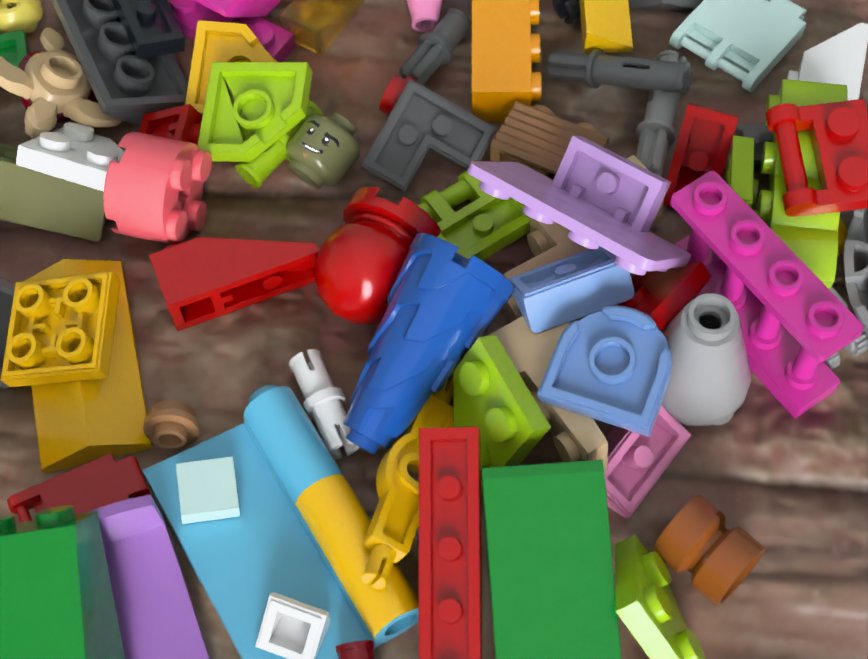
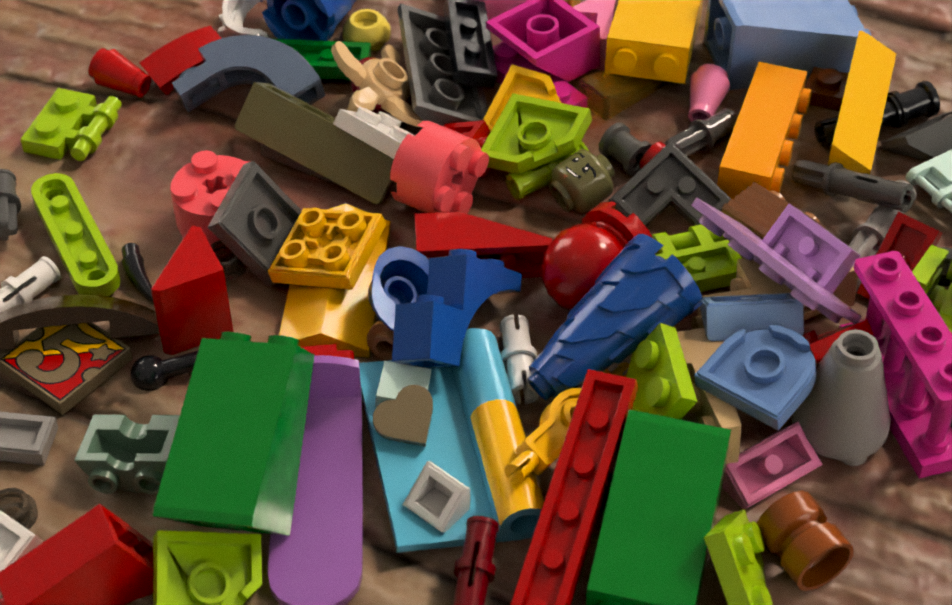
camera: 15 degrees right, 15 degrees down
(171, 365) = (397, 279): none -> blue piece
(223, 407) = (435, 325): none -> blue arch
(224, 534) = (406, 417): none -> dark tan tile
(356, 90) = (623, 147): none -> dark grey bush

